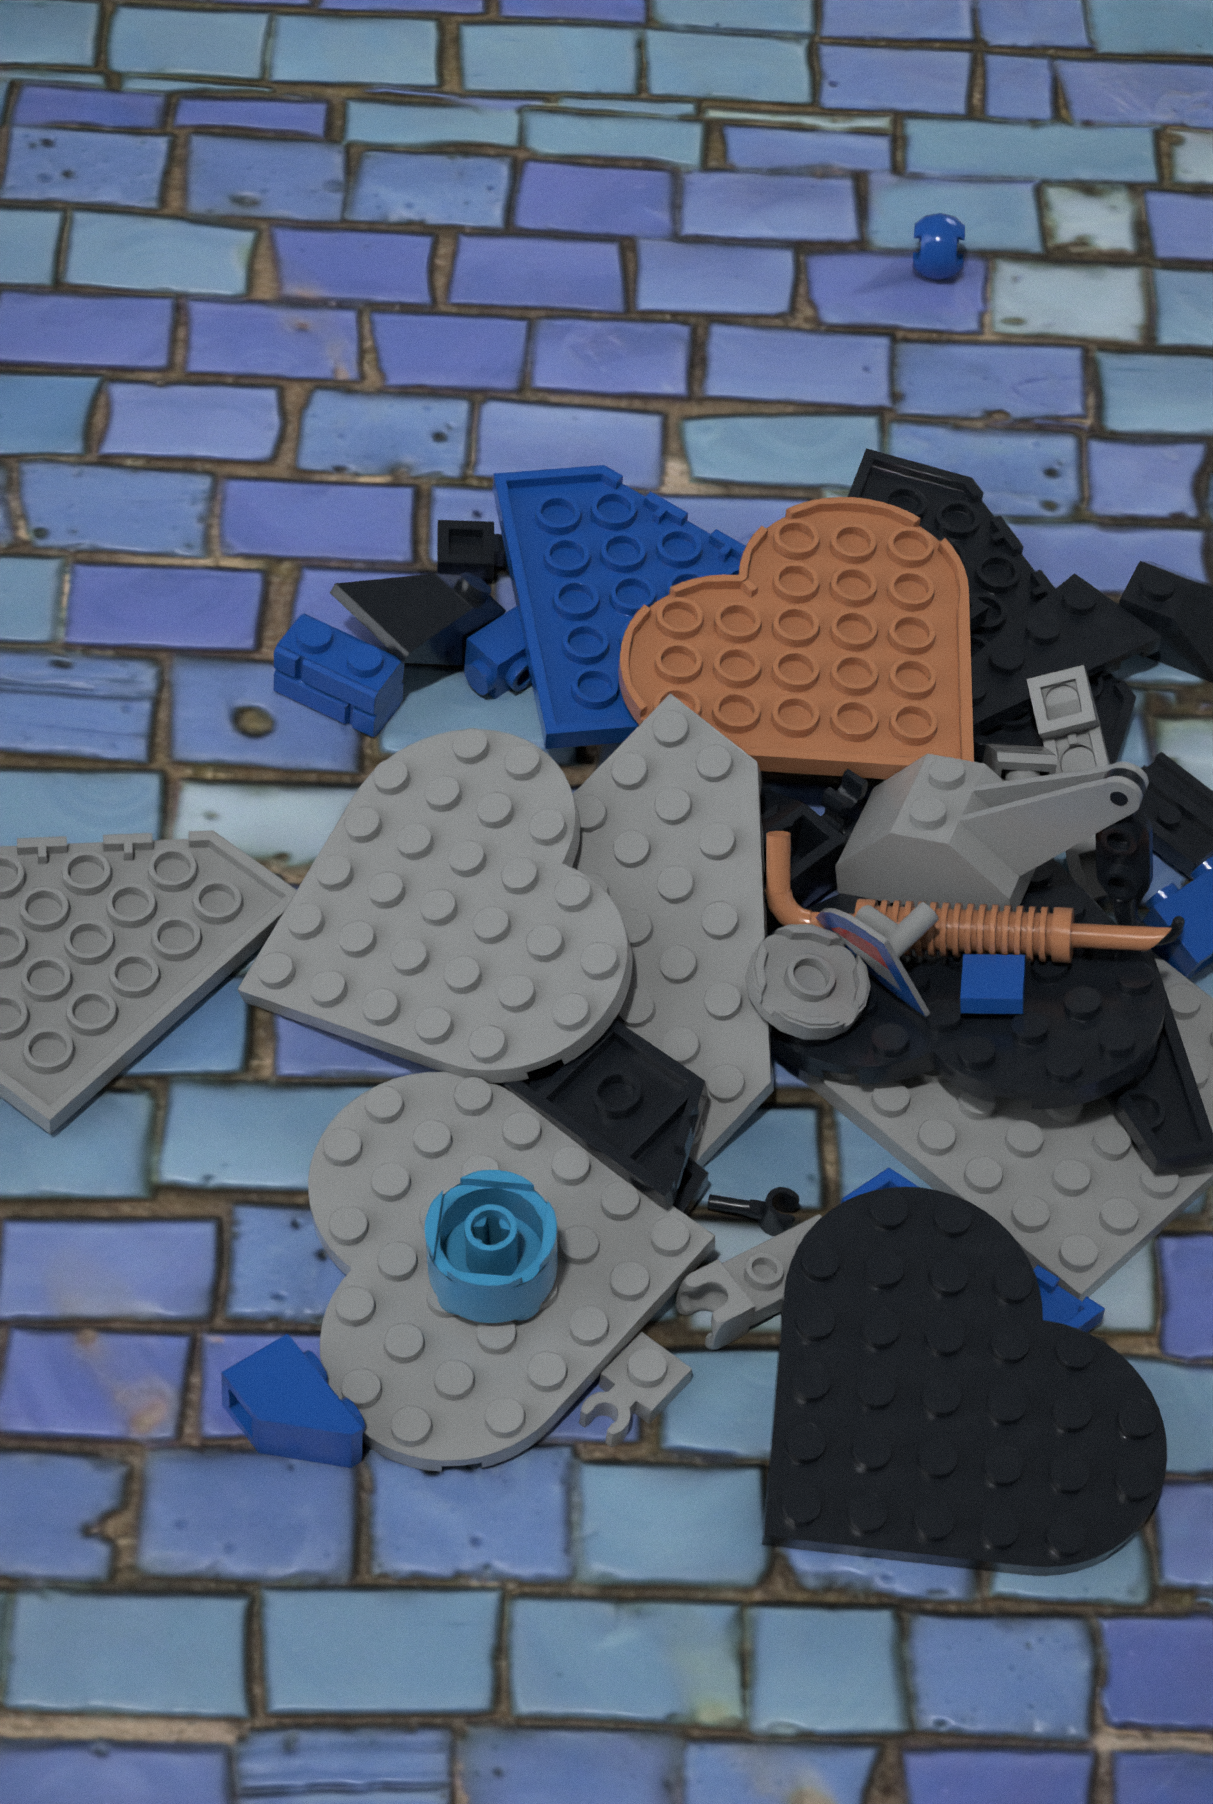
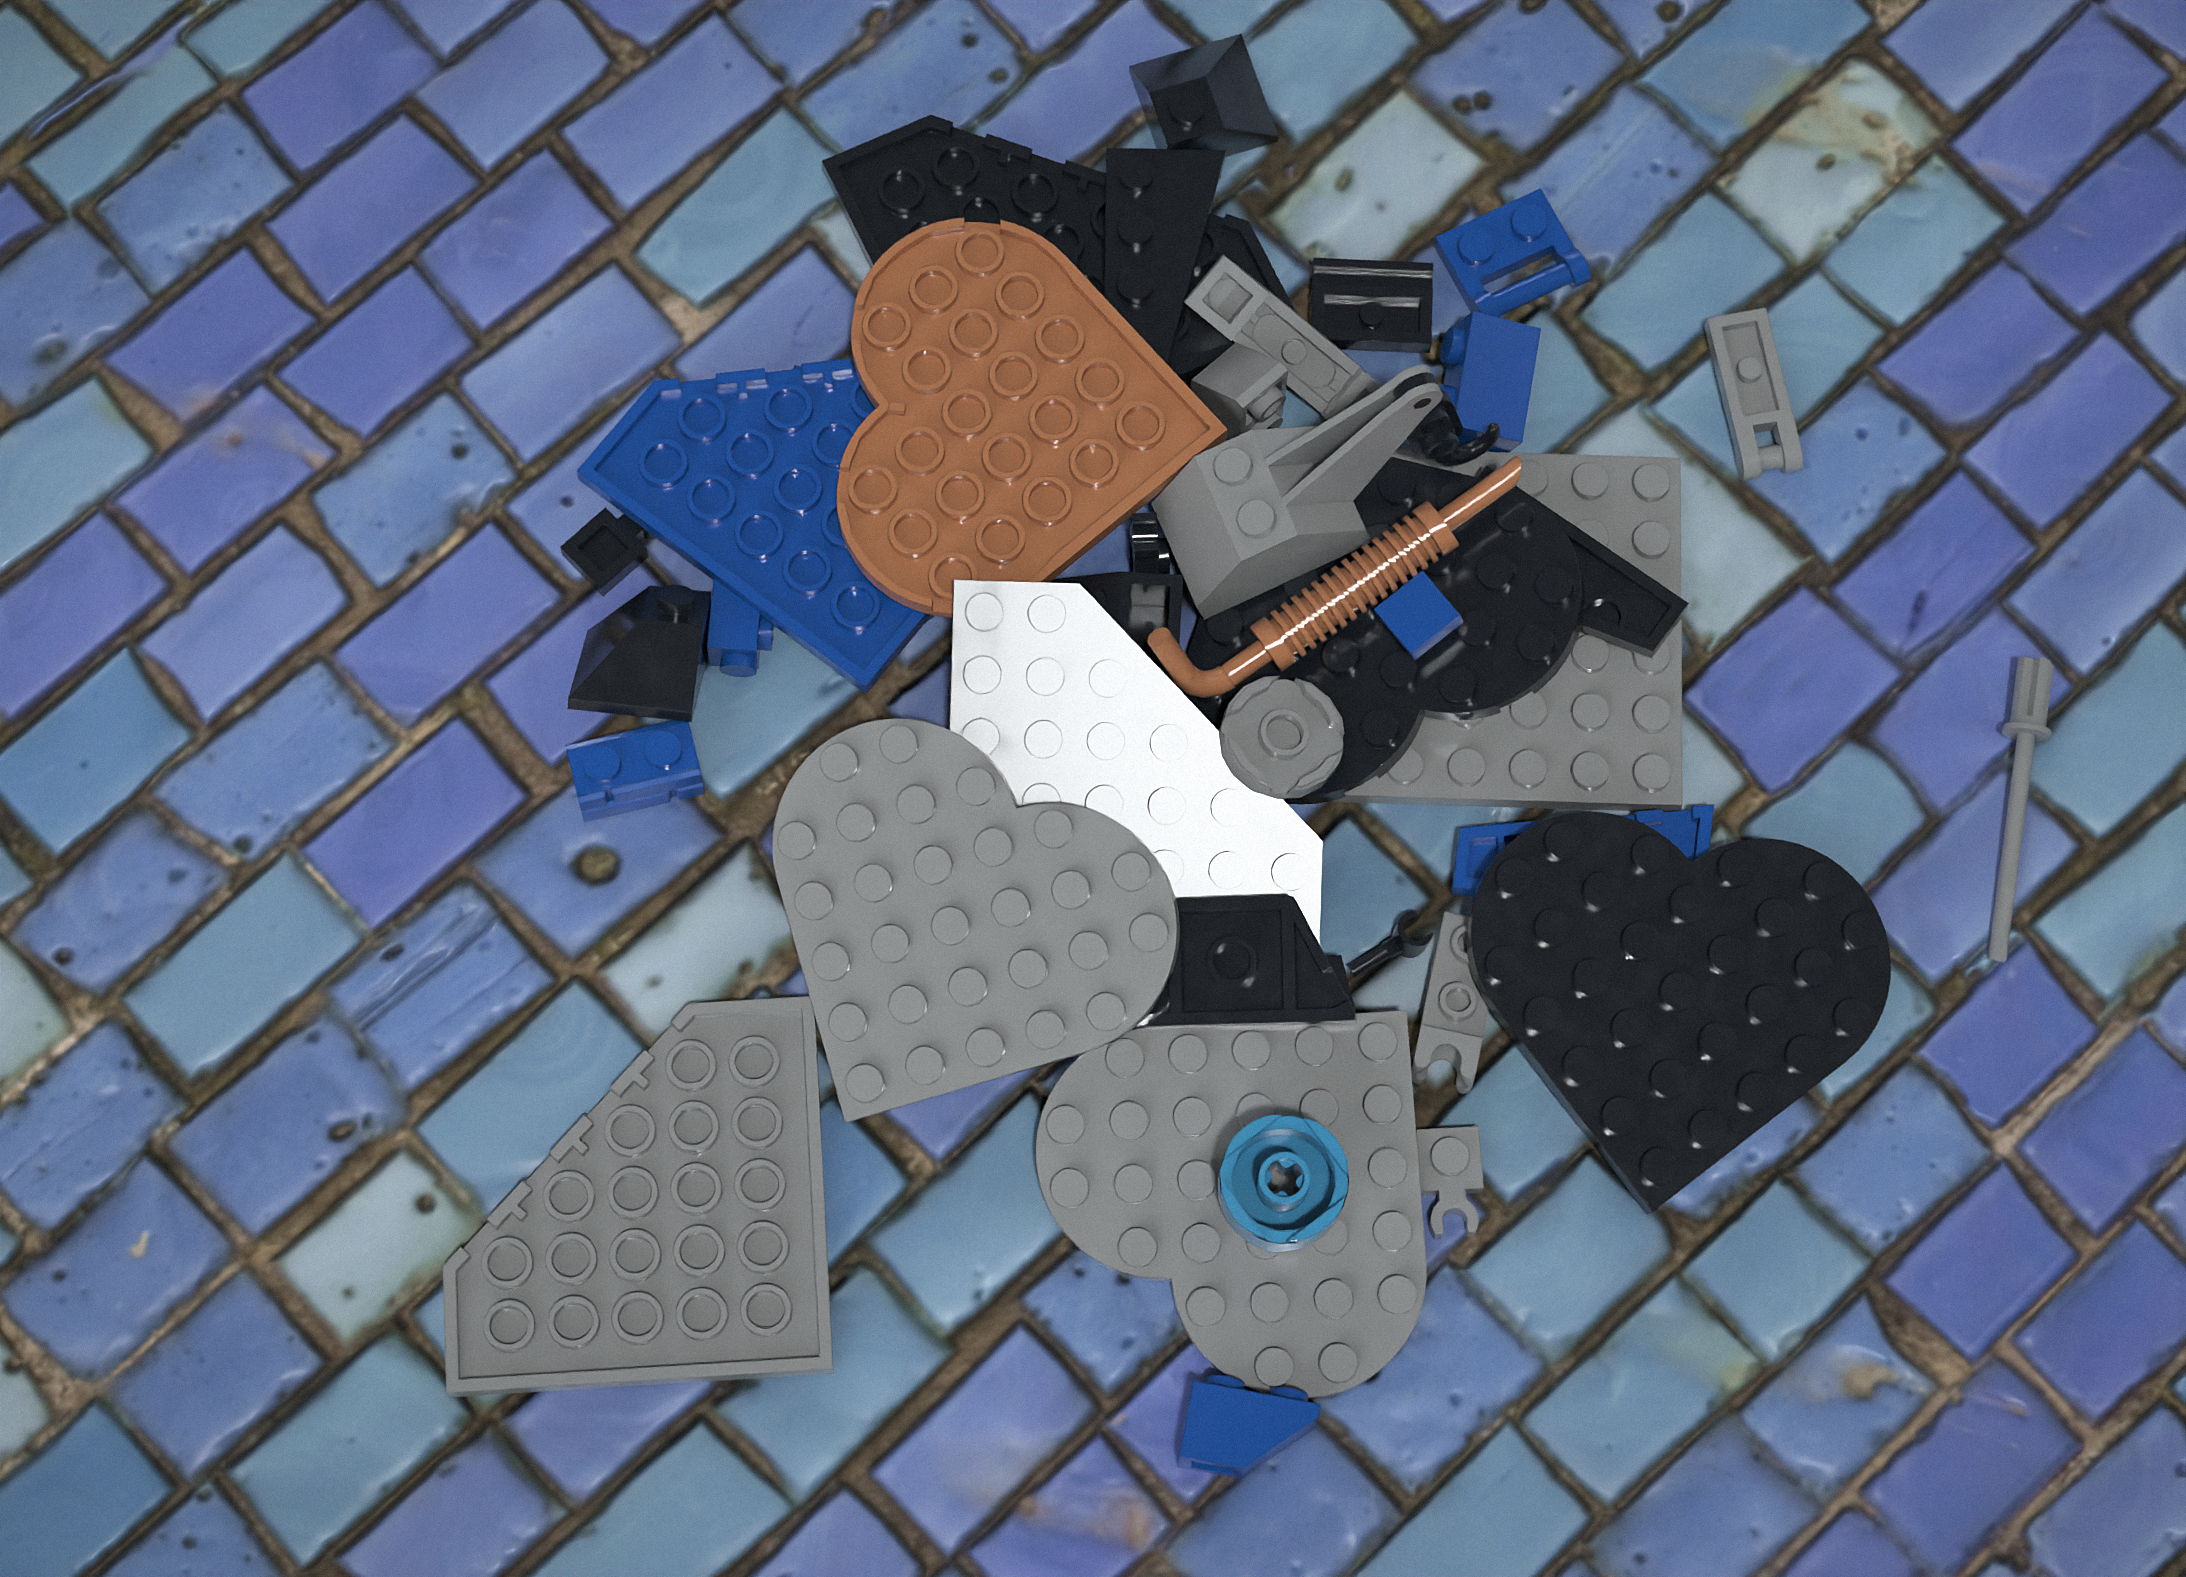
camera: 40 degrees left, 20 degrees up
(882, 943) = (1327, 650): light grey shield -> none

